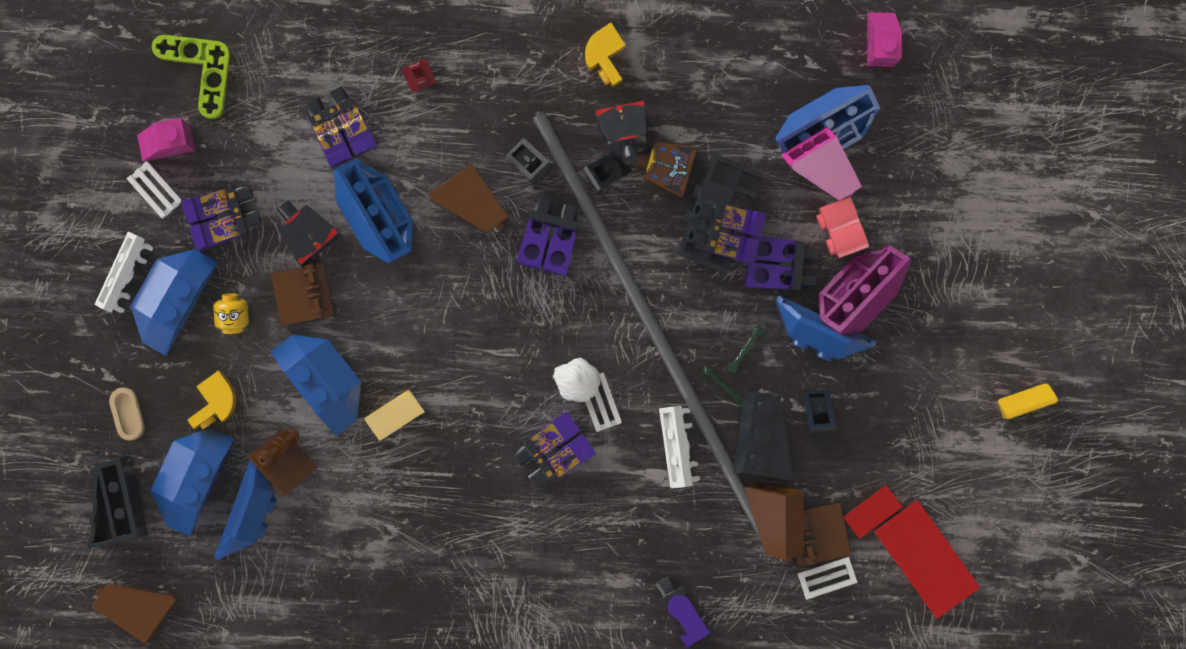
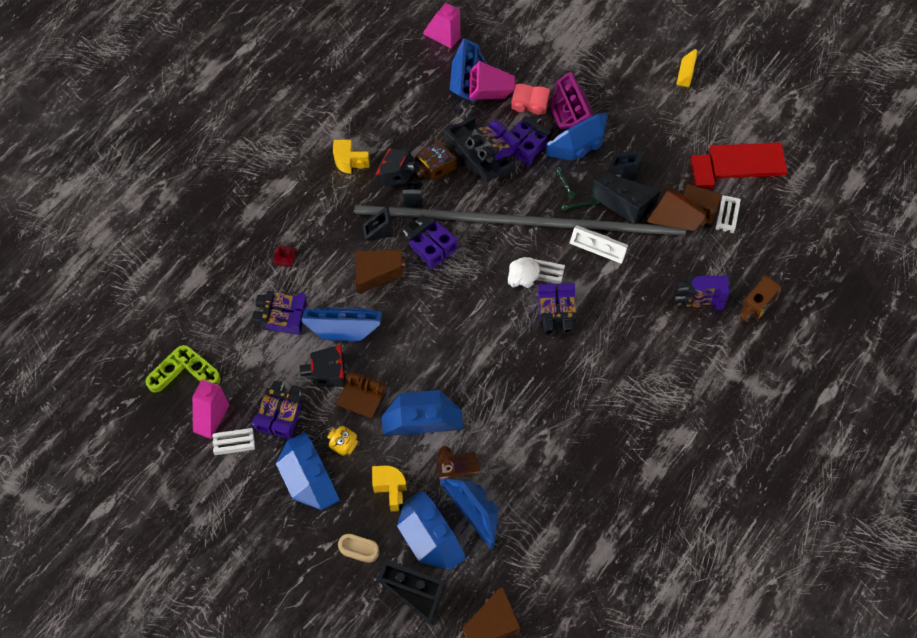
camera: 50 degrees left, 25 degrees down
(121, 273) = (267, 491): white plate -> none
(394, 415) = (473, 386): yellow slope -> none

